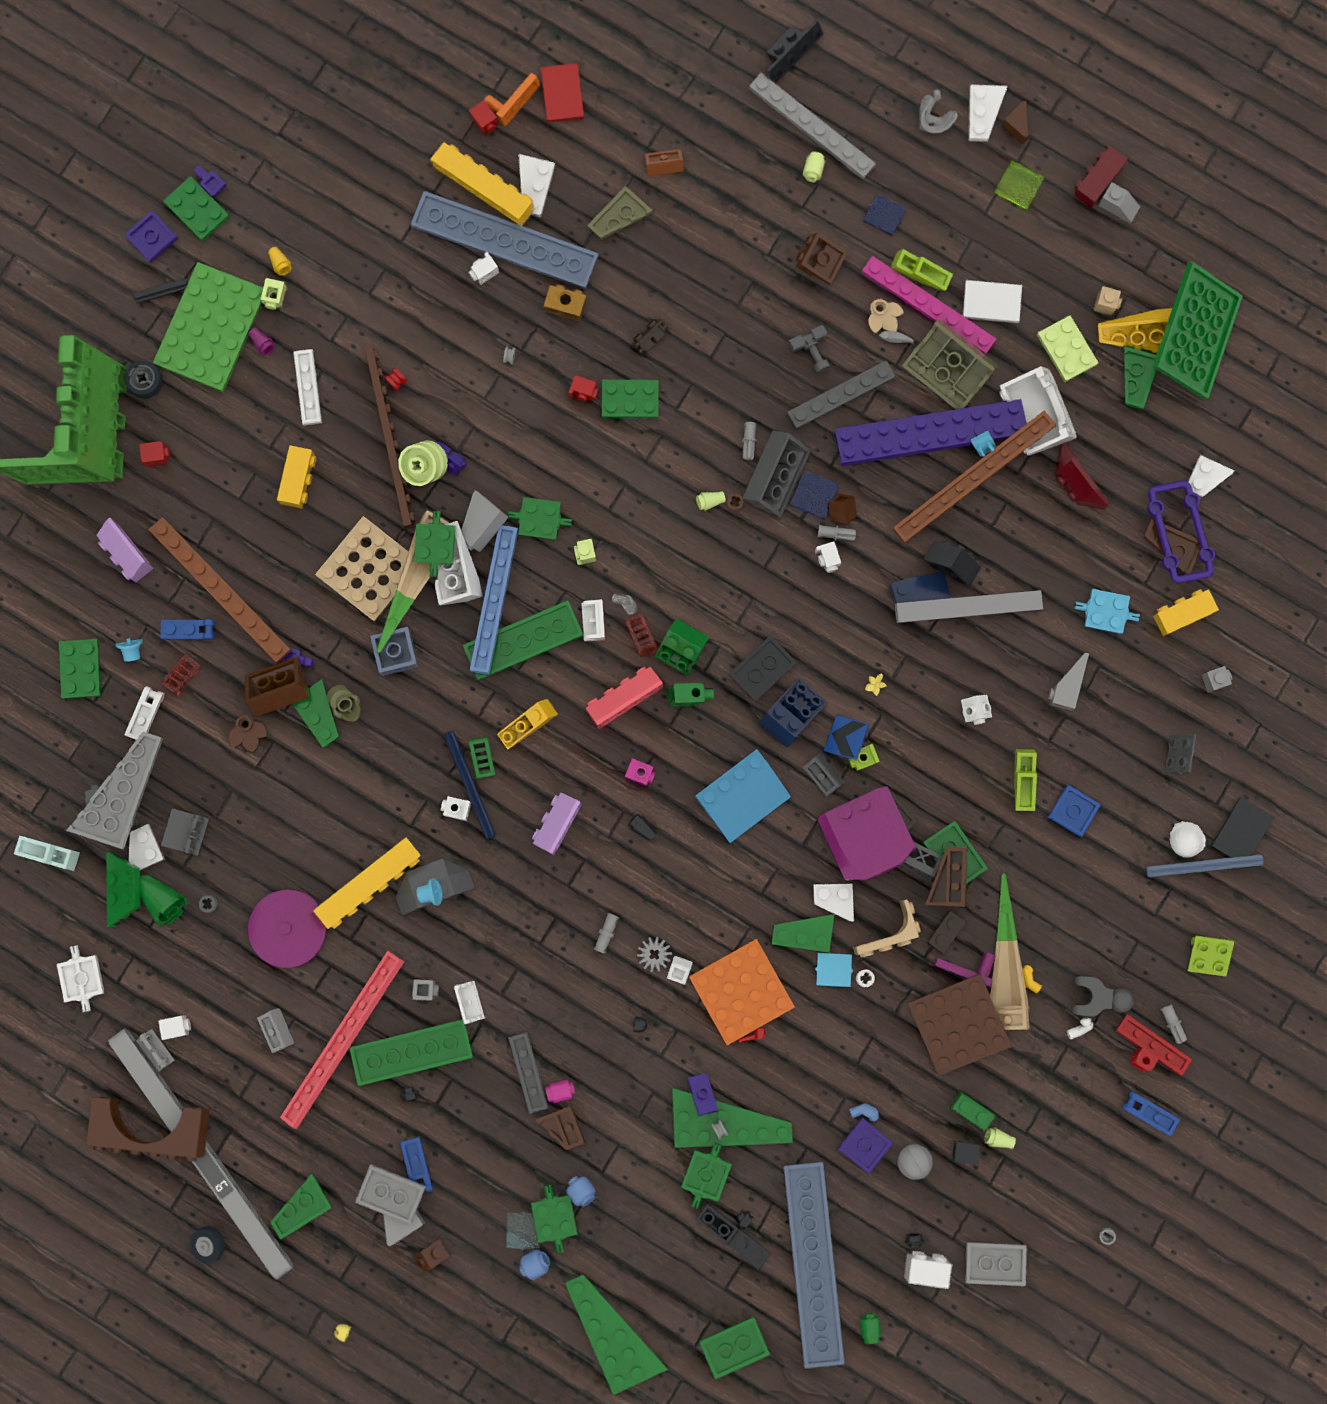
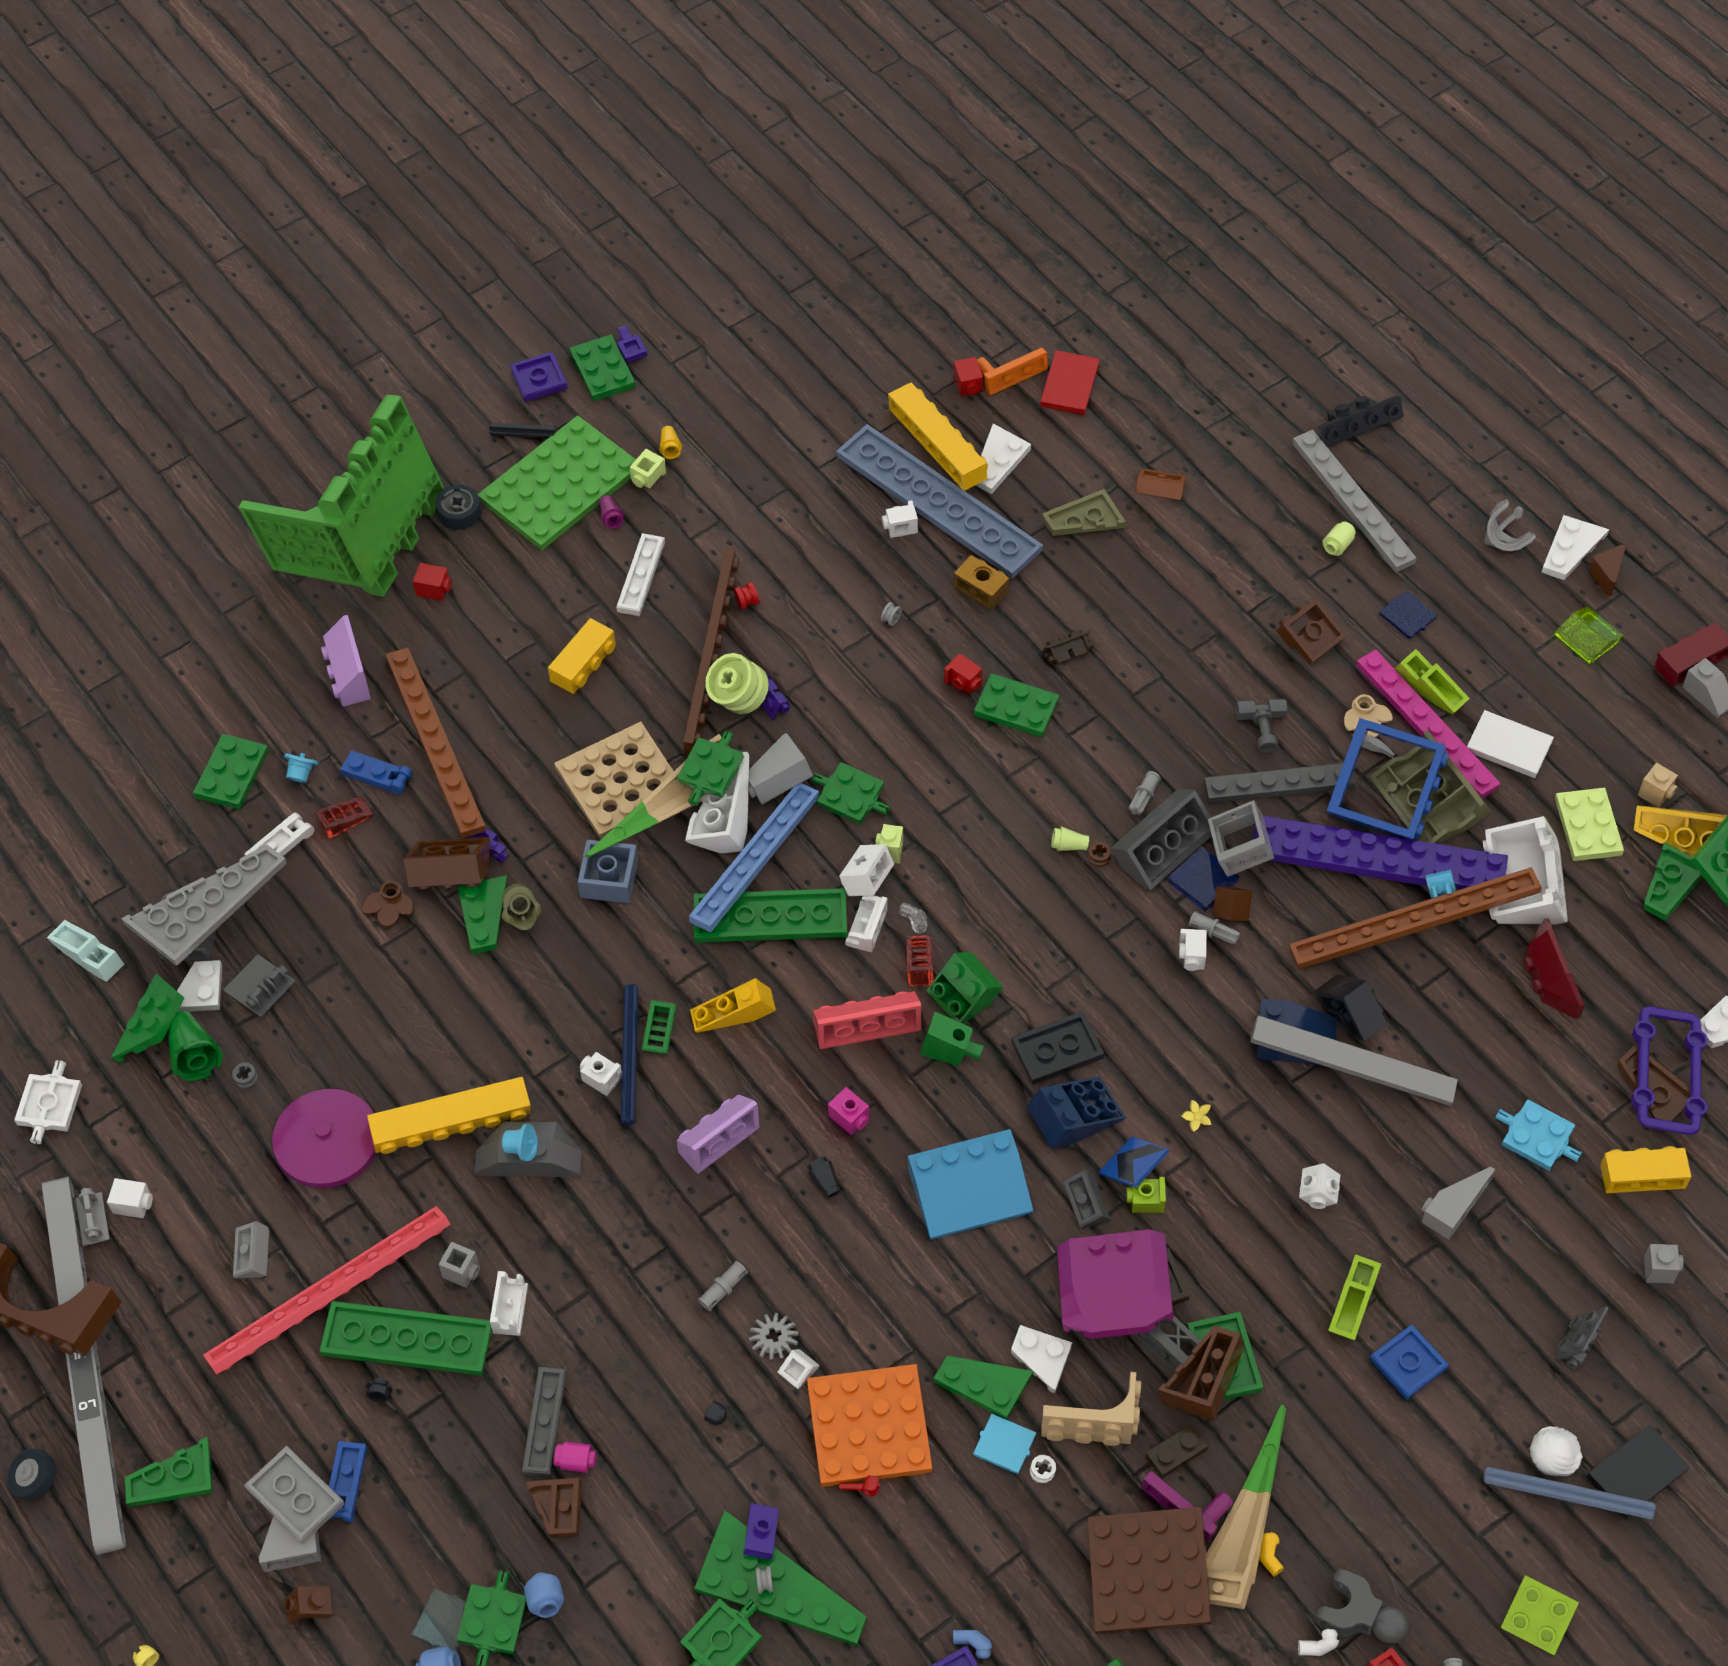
camera: 25 degrees right, 25 degrees down
(578, 582) = (866, 870): none -> white brick
(842, 472) = (1246, 854): none -> light grey window
(889, 371) = (1424, 804): none -> blue window

